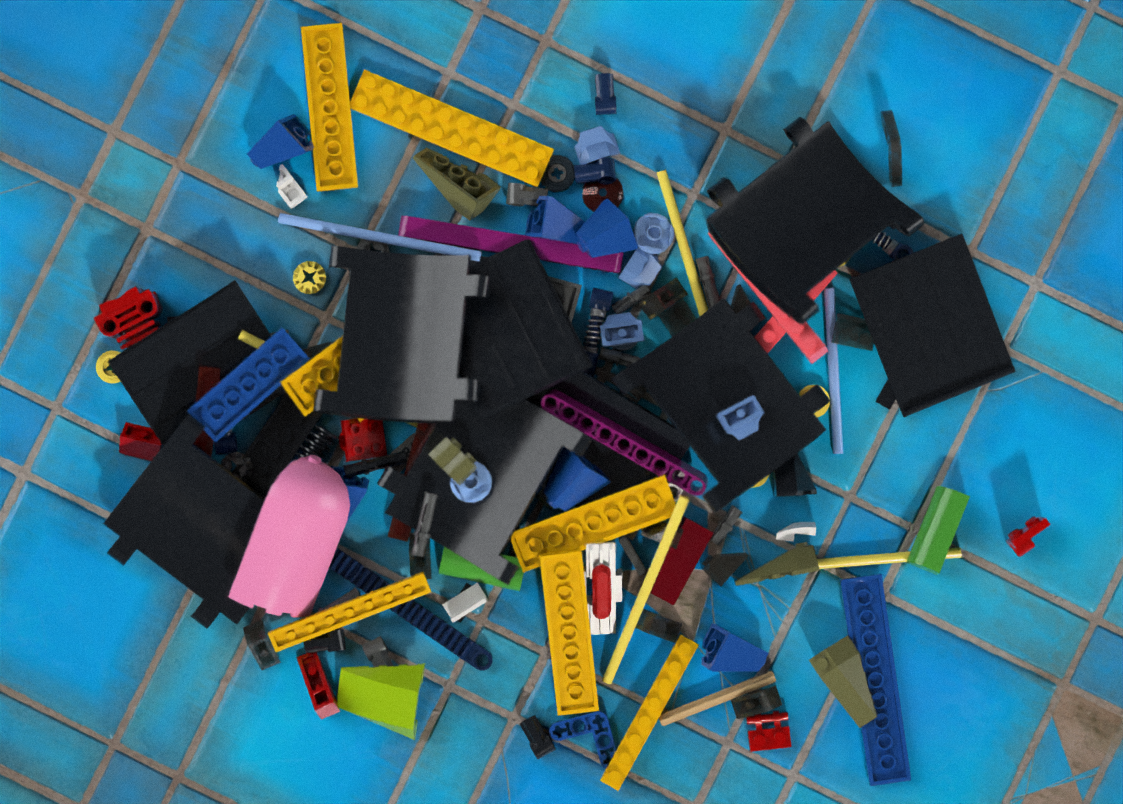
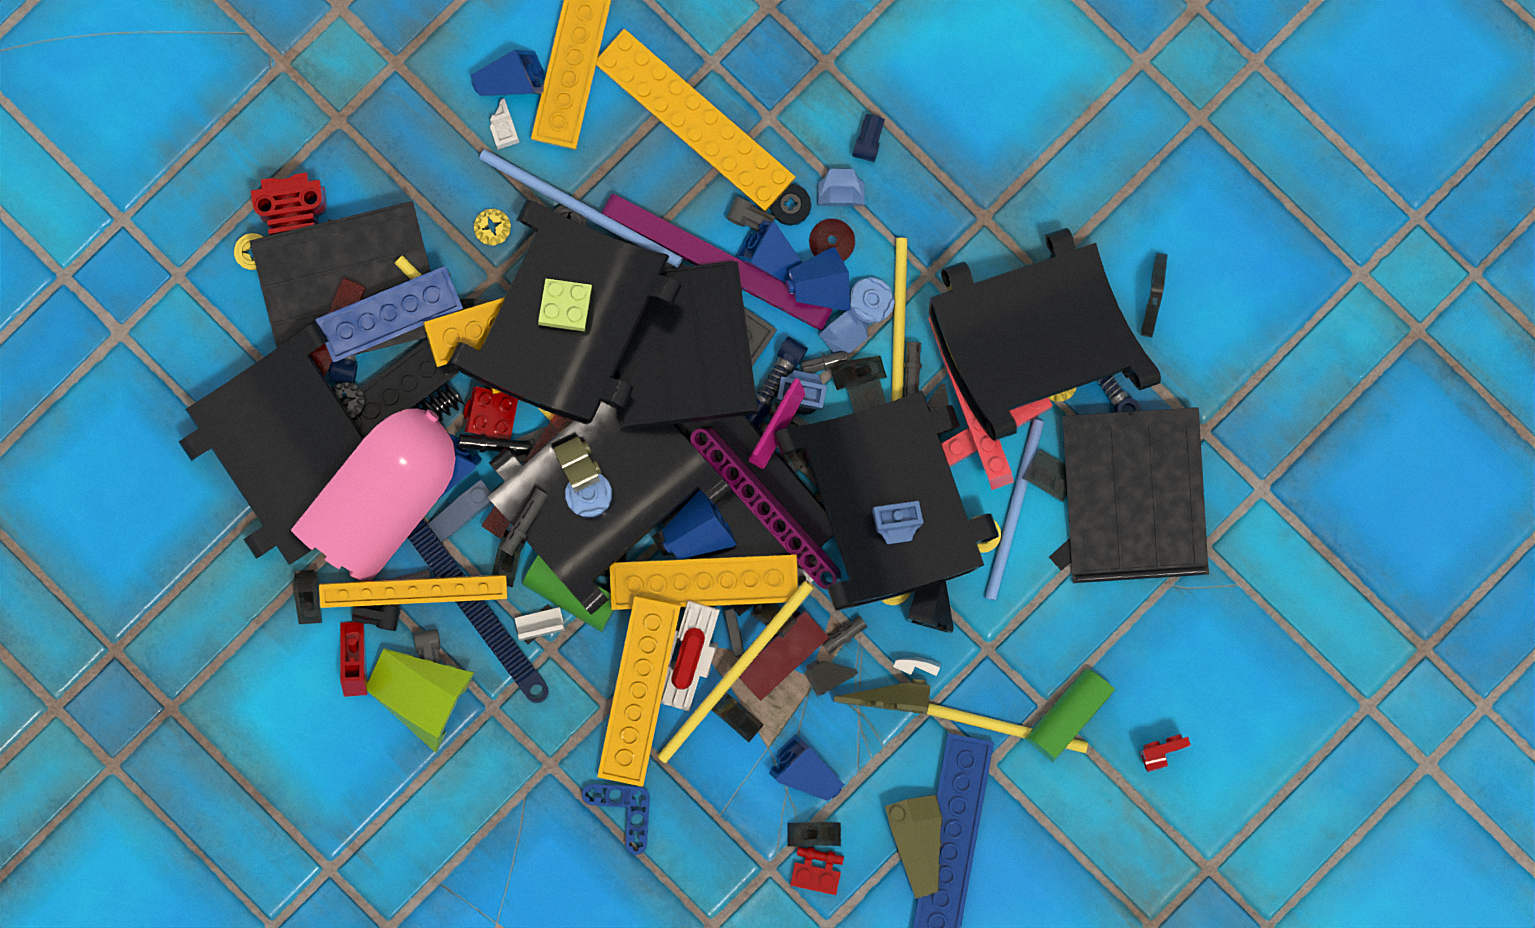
camera: 15 degrees right, 5 degrees down
(139, 442) = (252, 338): red panel -> none
(366, 529) = (461, 511): none -> sand blue slope
(396, 327) = (565, 305): none -> yellowish green plate
(461, 188) = (684, 186): olive wedge -> none
(539, 740) = (568, 798): black piece -> none
(602, 172) = (838, 217): dark blue piece -> none
(611, 368) = (780, 420): none -> dark pink slope
(649, 712) = (695, 806): yellow plate -> none
(717, 698) = (773, 816): tan axle -> none

